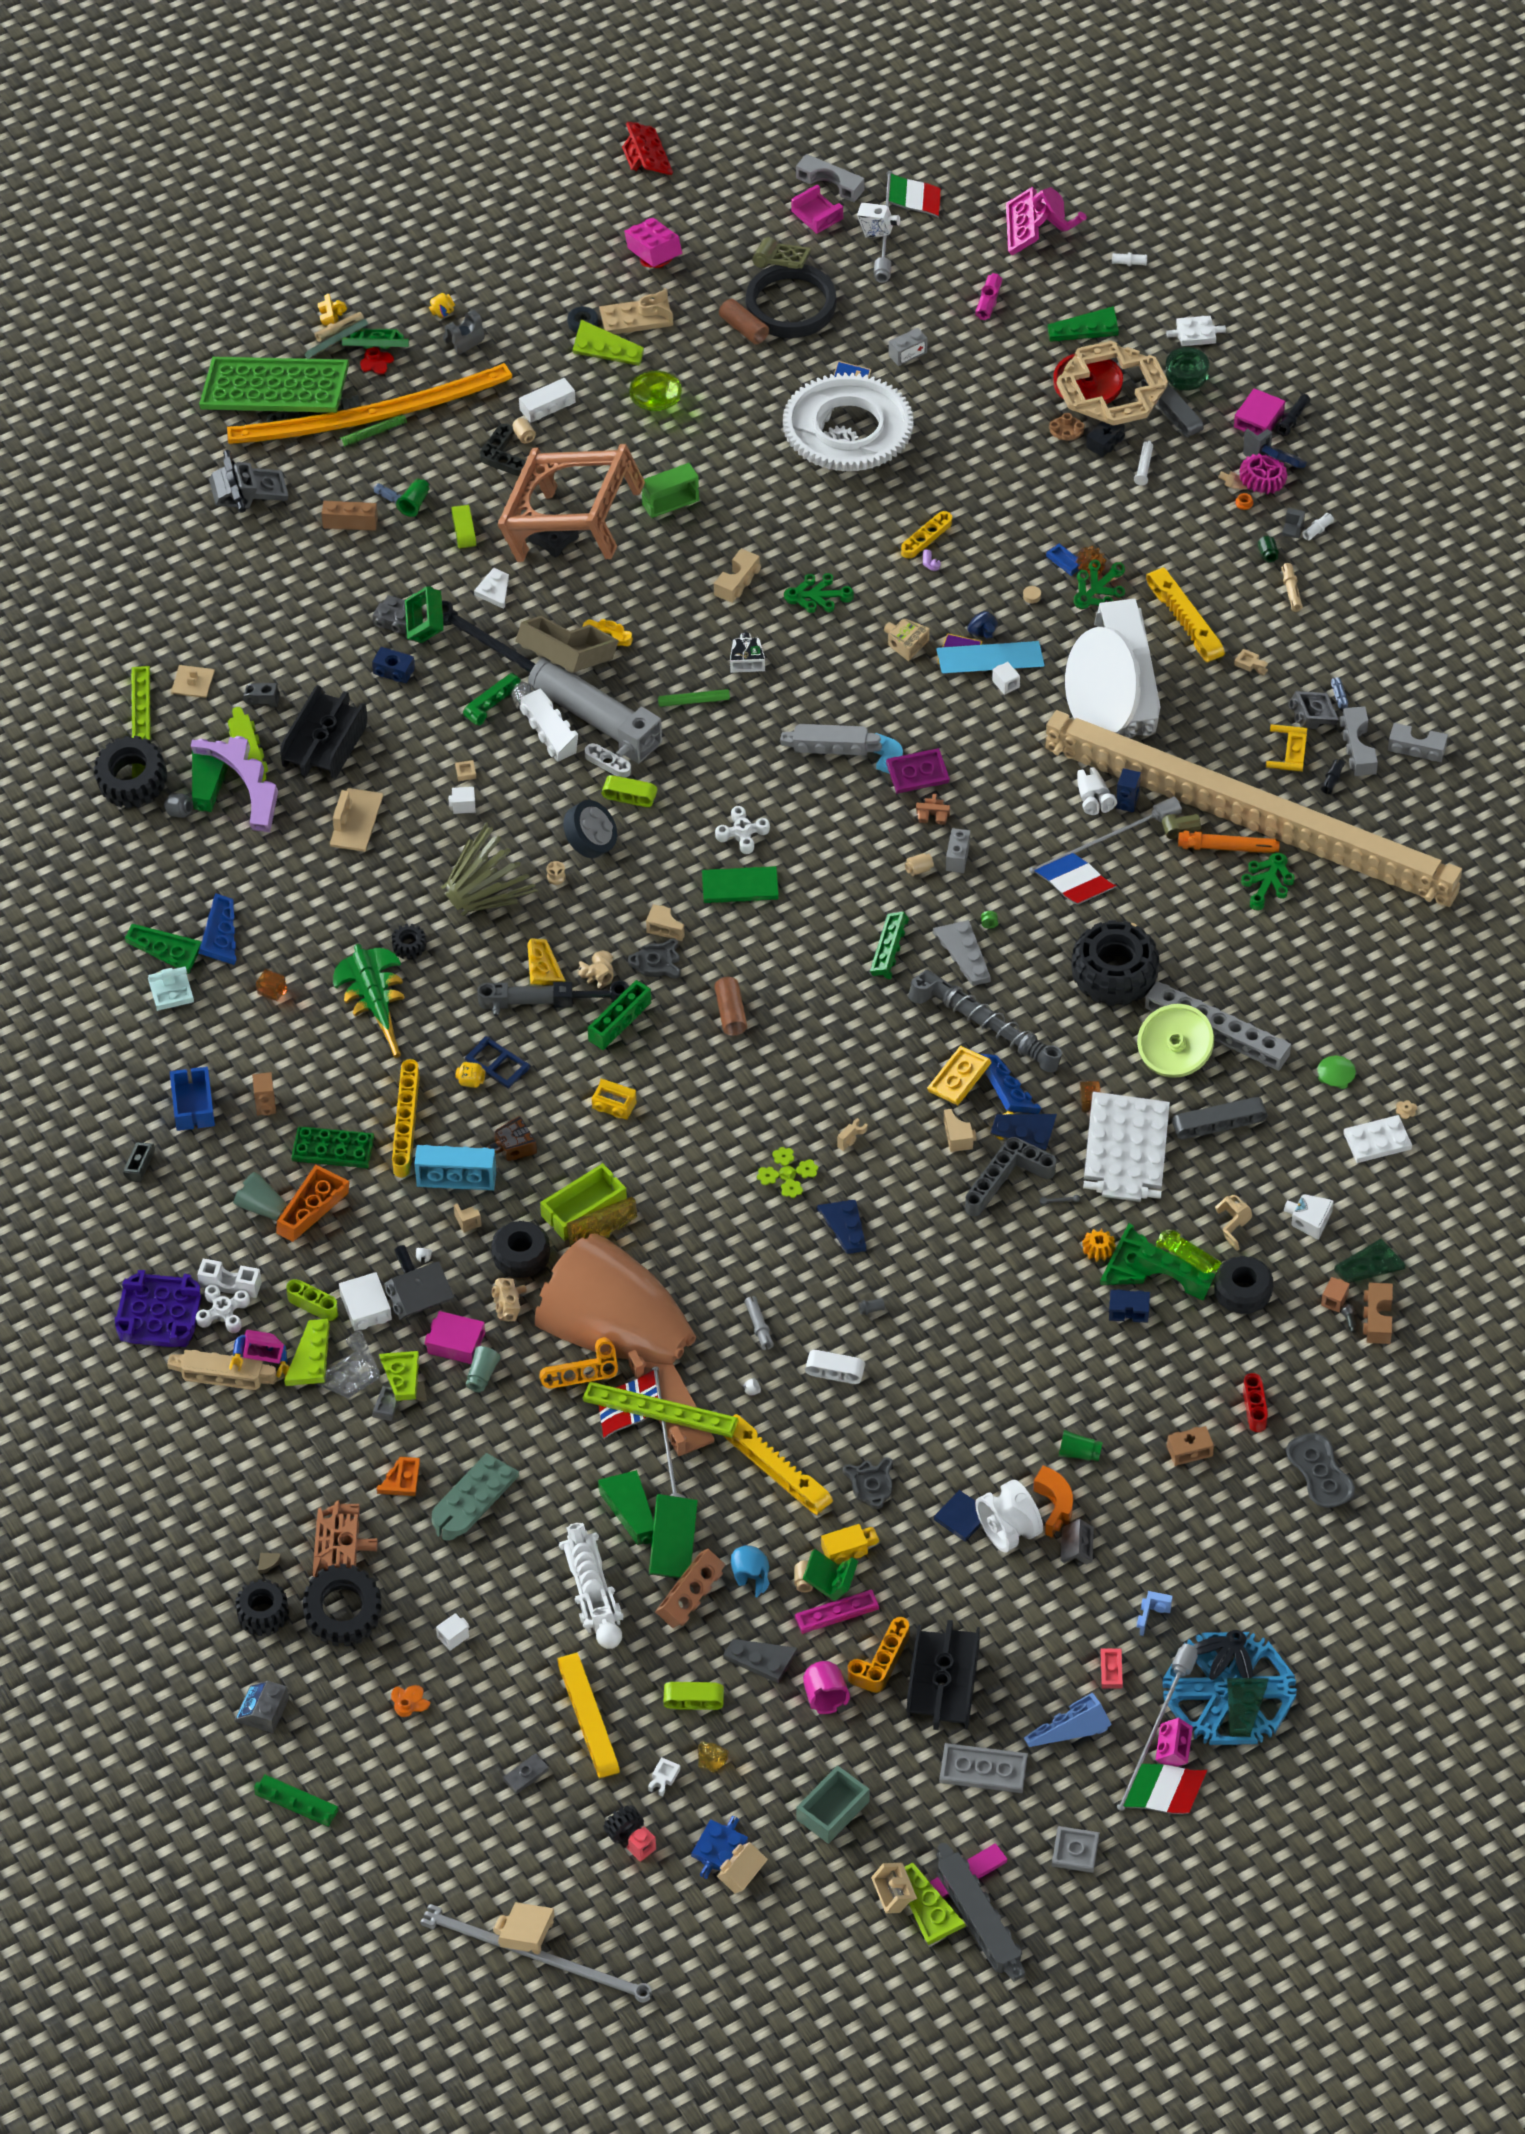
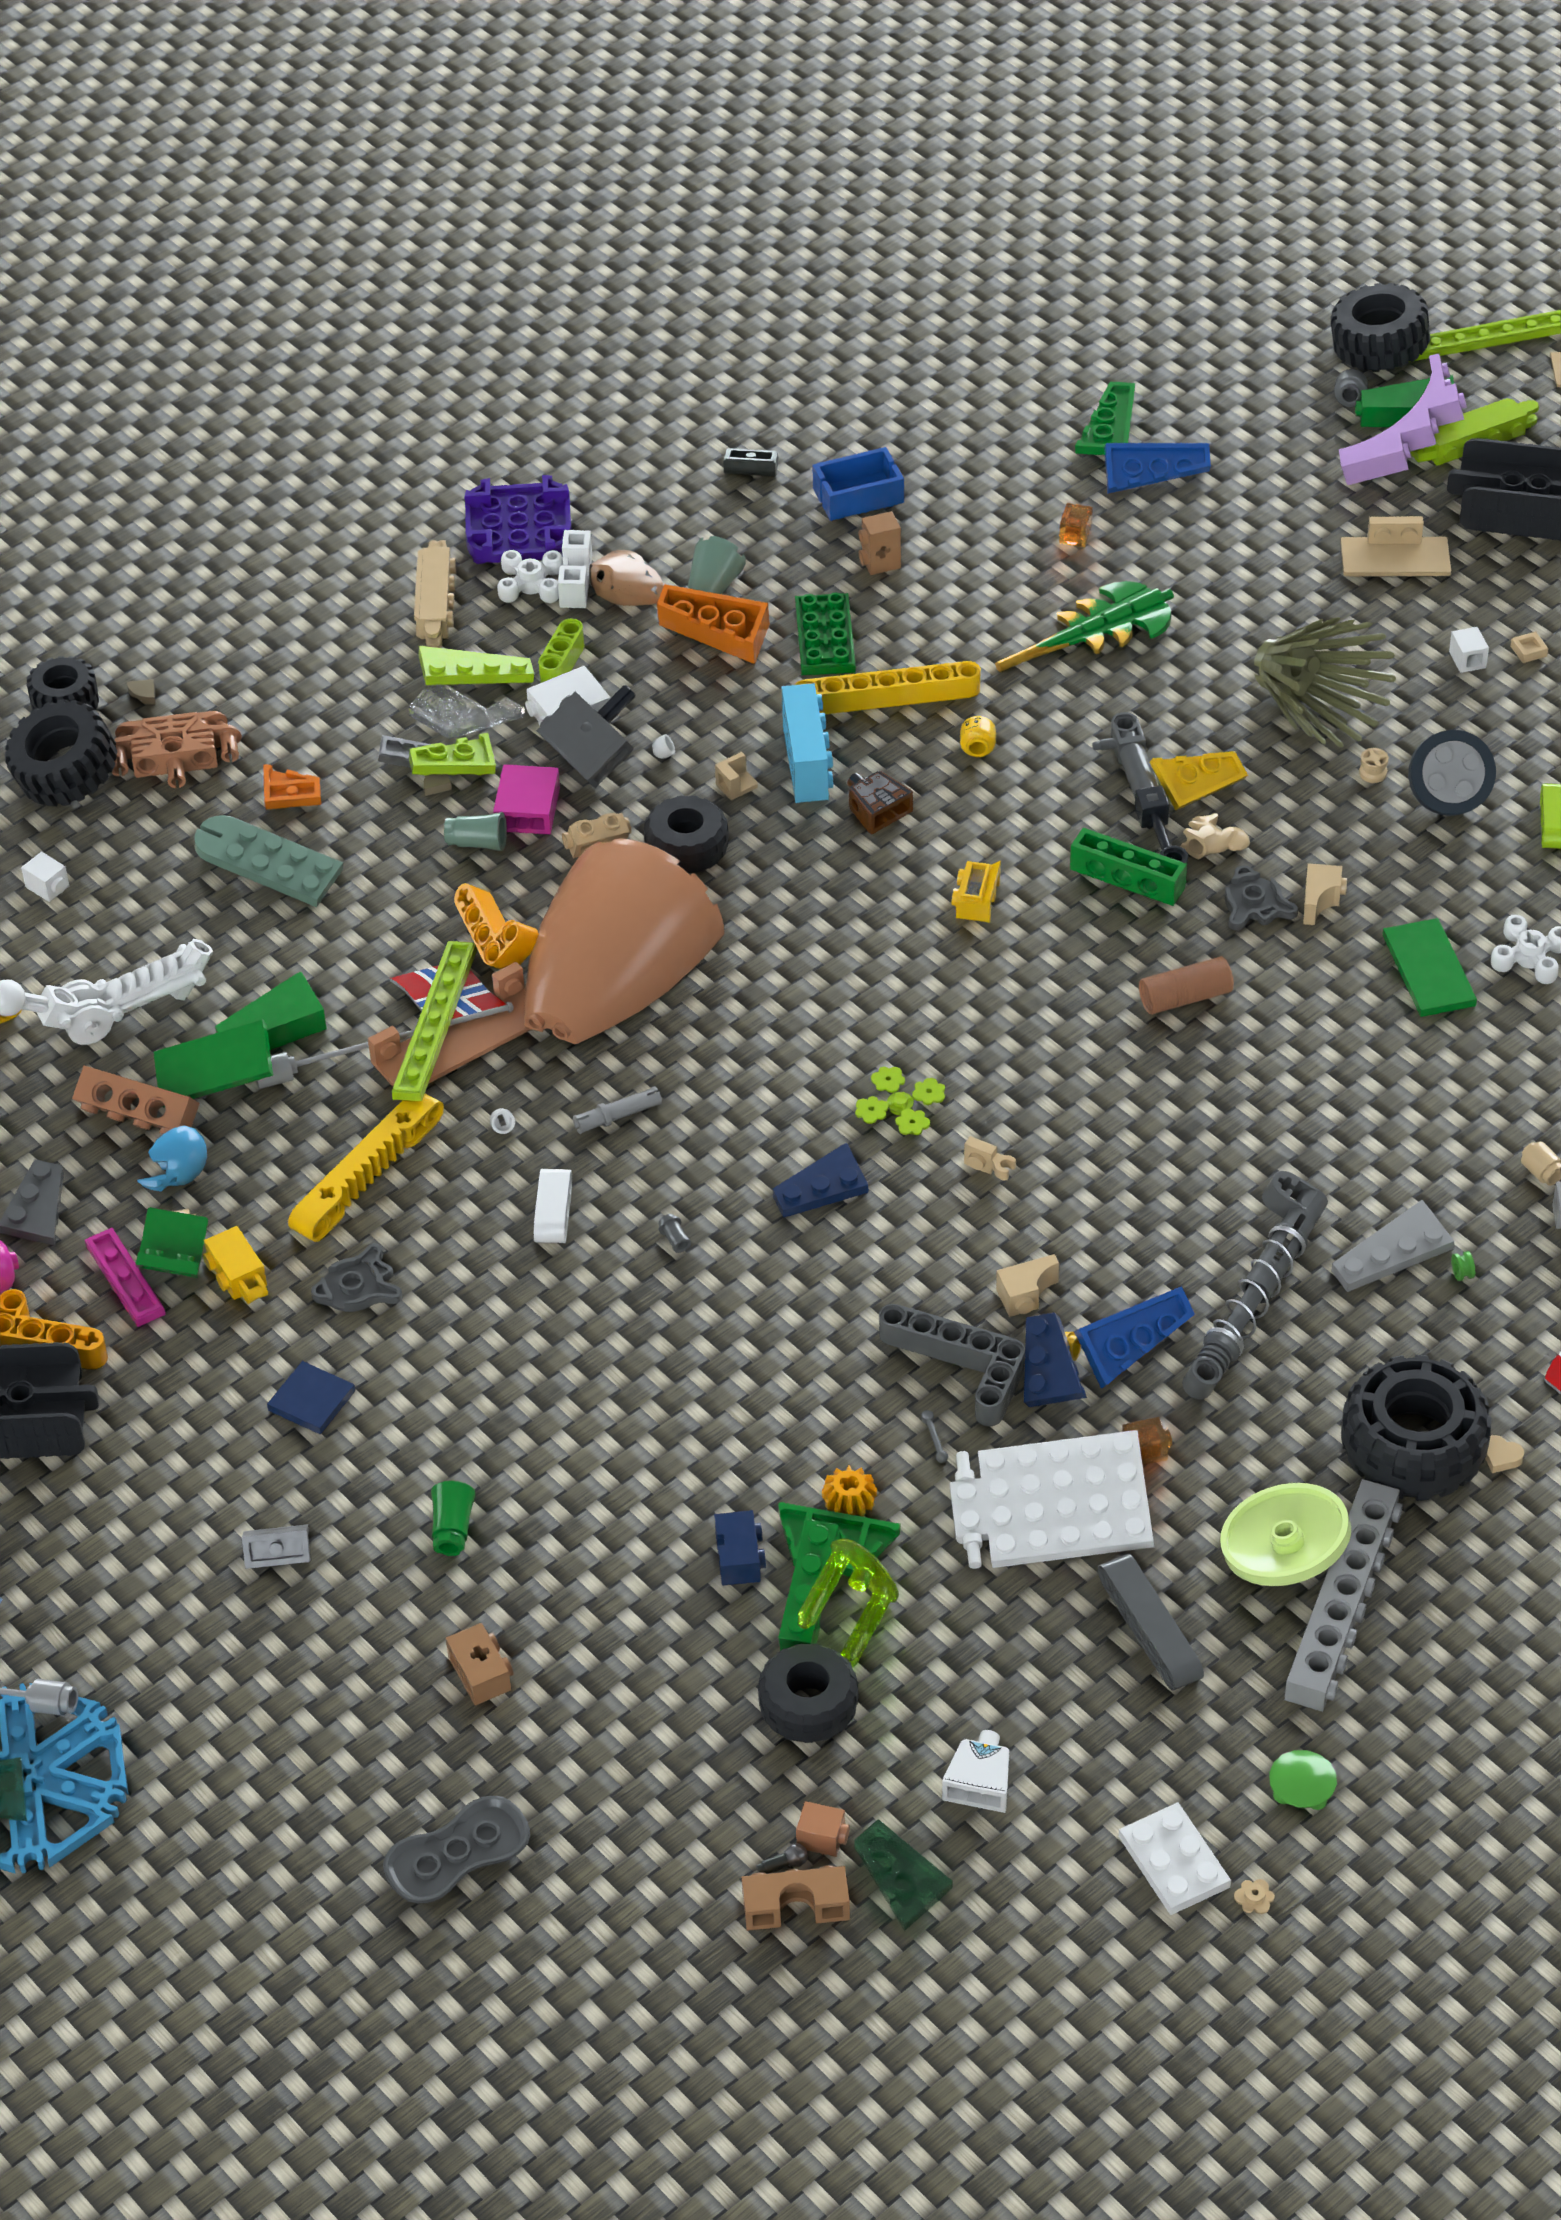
camera: 80 degrees right, 5 degrees down
(170, 988) = (1041, 437): light aqua plate -> none
(236, 1250) = (627, 577): none -> medium nougat piece
(260, 1347) = (464, 611): dark pink torso -> none
(408, 932) = (1197, 651): black tyre -> none
(505, 1053) = (1049, 749): dark blue window -> none
(581, 1197) = (781, 882): lime piece -> none
(603, 1220) = (748, 907): clear yellow wing -> none
(889, 944) = (1372, 1152): green hinge -> none
(959, 1075) = (1134, 1268): yellow tile -> none
(1009, 1516) = (288, 1432): white piece -> none
(1056, 1488) = (353, 1510): orange arch -> none
(1111, 1669) = (47, 1617): coral plate -> none
(1155, 1601) = (165, 1647): light blue bracket -> none
(1229, 1647) = (82, 1758): black plant -> none
(1241, 1215) = (946, 1666): tan piece -> none
(1255, 1410) = (590, 1730): red beam -> none

